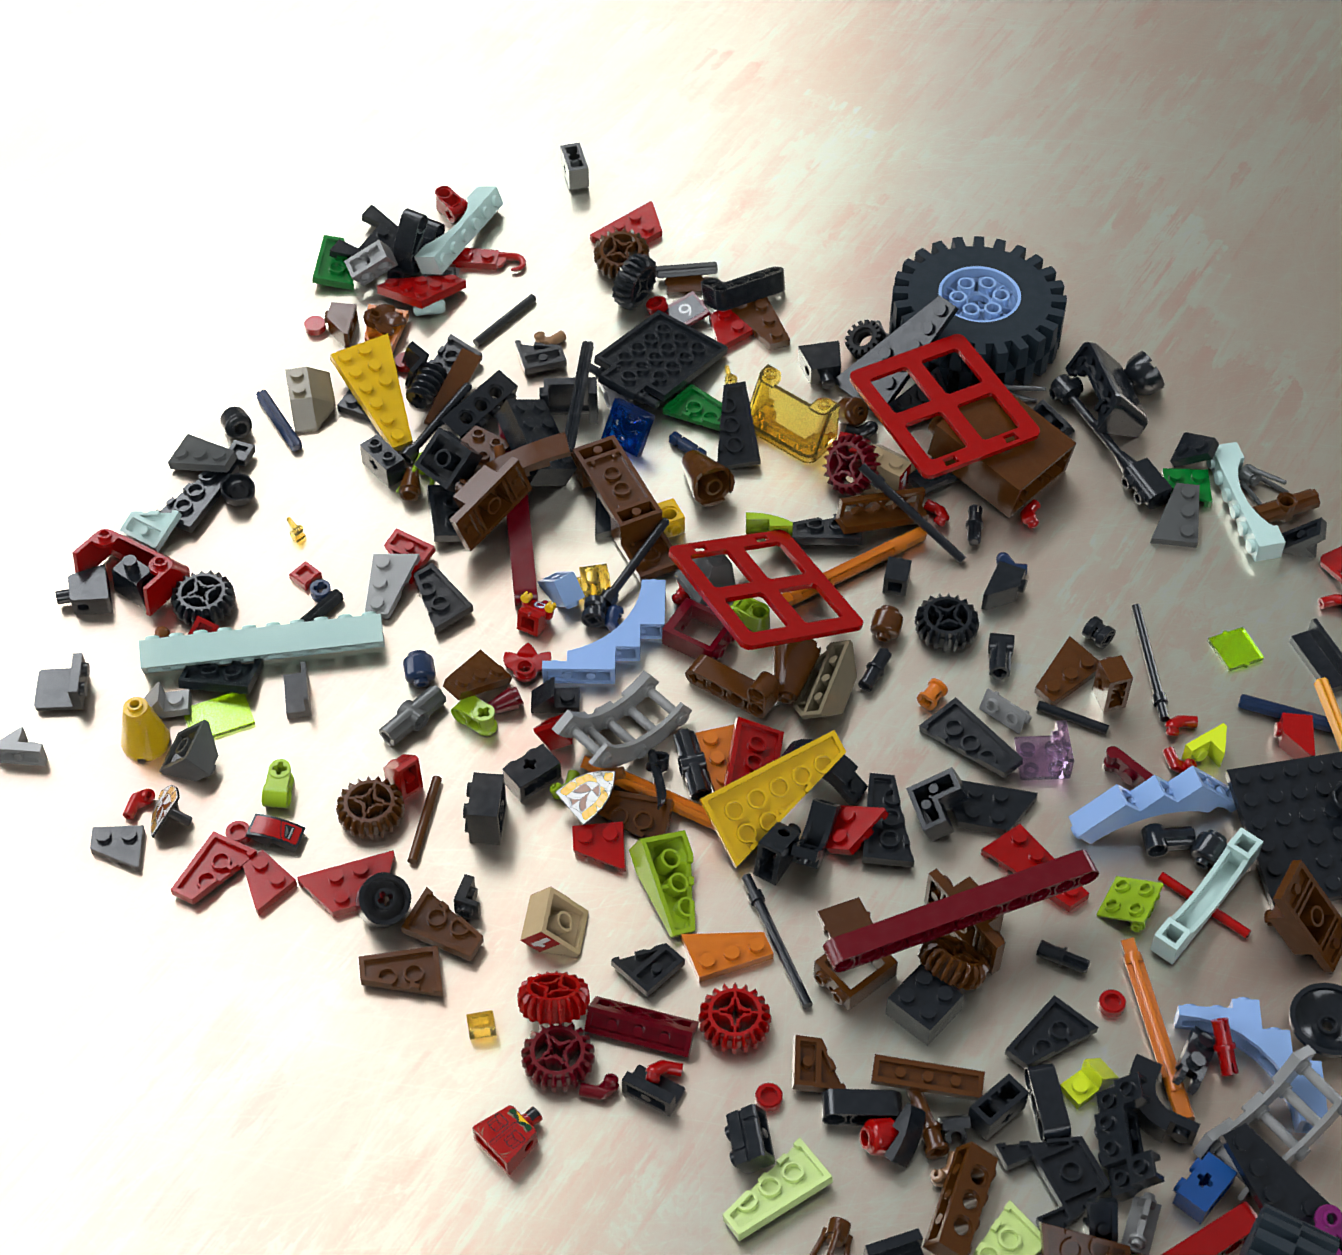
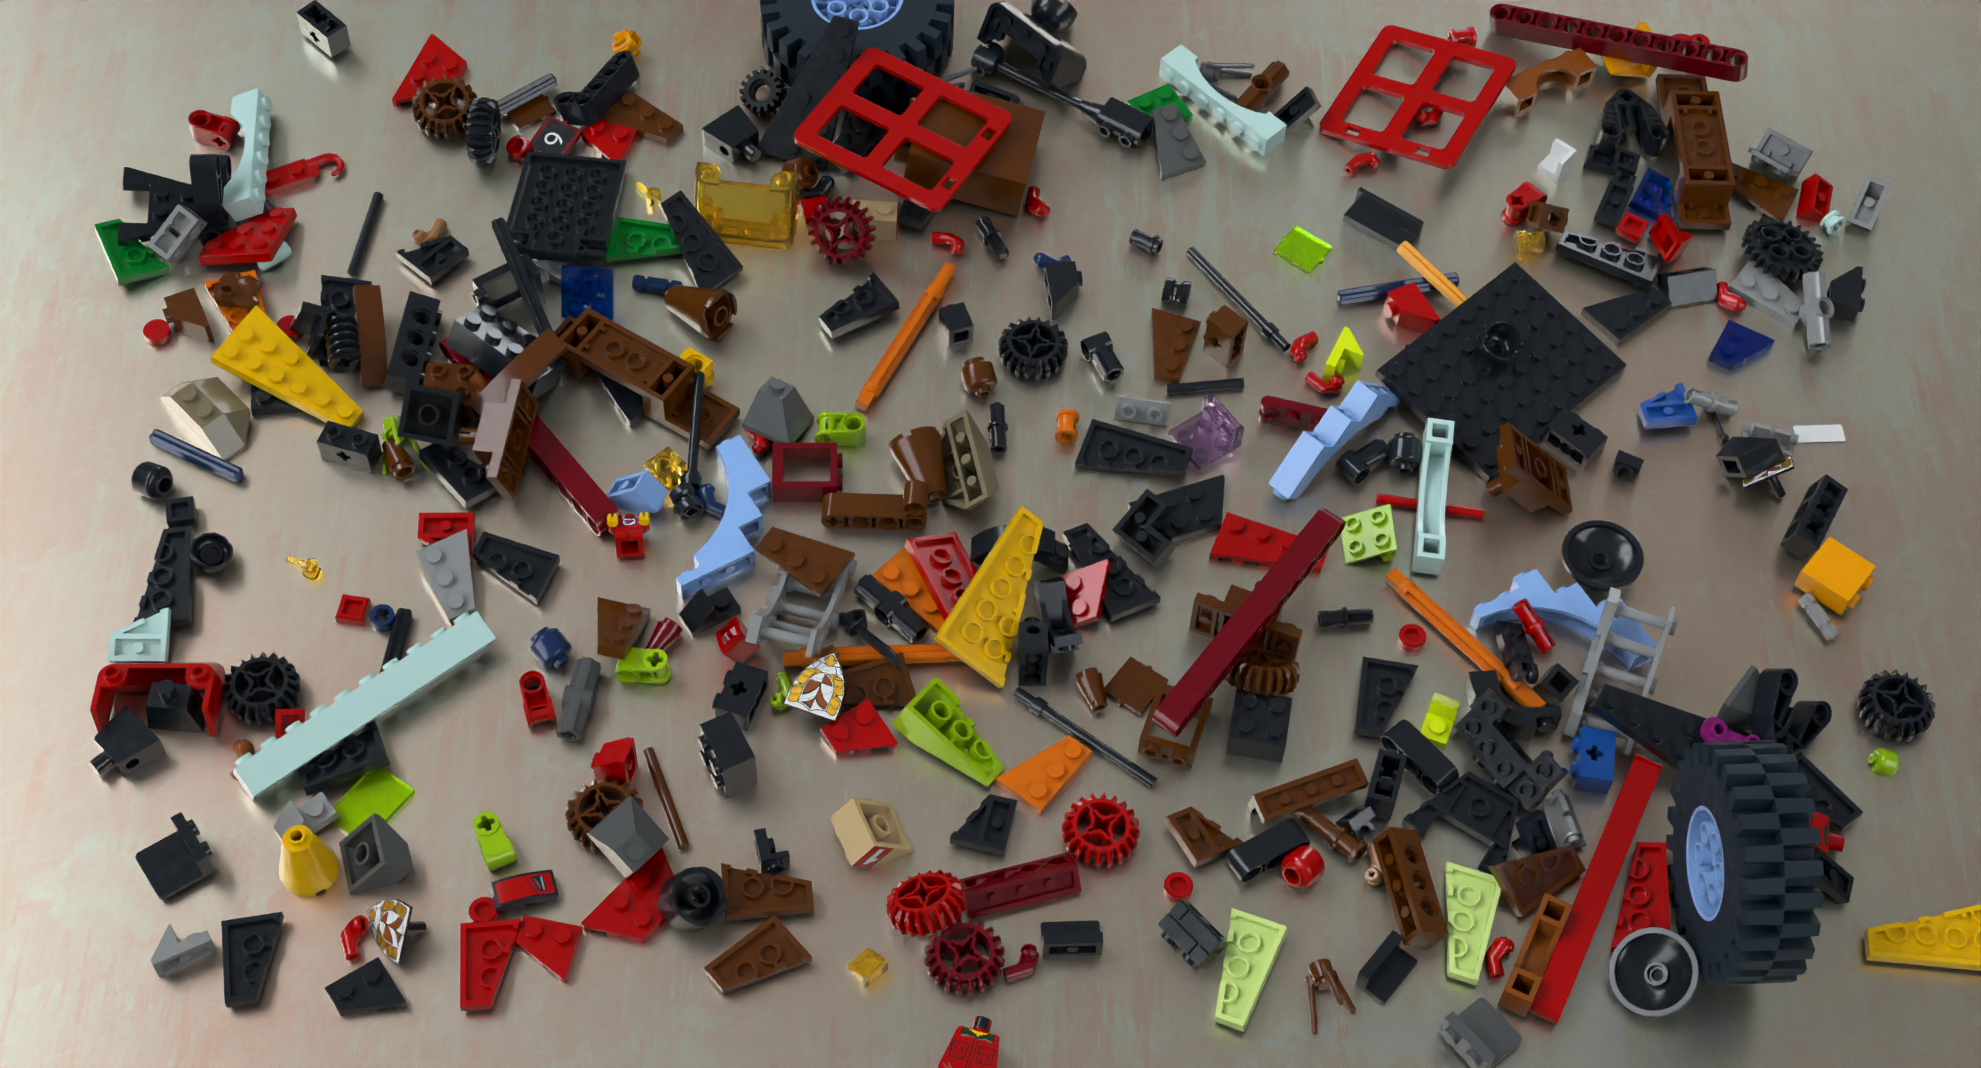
camera: 35 degrees left, 5 degrees up
(59, 777) = (247, 956): none -> black wing
(201, 456) = (142, 534): dark grey wing -> none
(297, 693) = (440, 736): panel -> none
(371, 830) = (628, 837): none -> dark grey slope
(380, 703) = (537, 703): none -> red piece
(411, 451) = (372, 422): black piece -> none
(525, 660) = (653, 585): red plate -> none
(646, 693) = (805, 559): none -> reddish brown wing
(663, 1067) = (1066, 914): red arm -> none
(765, 522) = (803, 329): lime slope -> none
(766, 588) = (850, 396): red window -> none
(790, 263) = (627, 42): none -> light orange gear
(808, 904) = (1092, 687): none -> reddish brown cone
(878, 482) = (888, 237): black bar -> none
(879, 515) = (901, 267): reddish brown fence -> none
(910, 1128) = (1325, 842): black slope -> none
(1104, 586) = (1146, 241): none -> black pin
(1194, 449) = (1146, 68): black wing -> none
(1210, 1105) = (1555, 684): none -> black brick

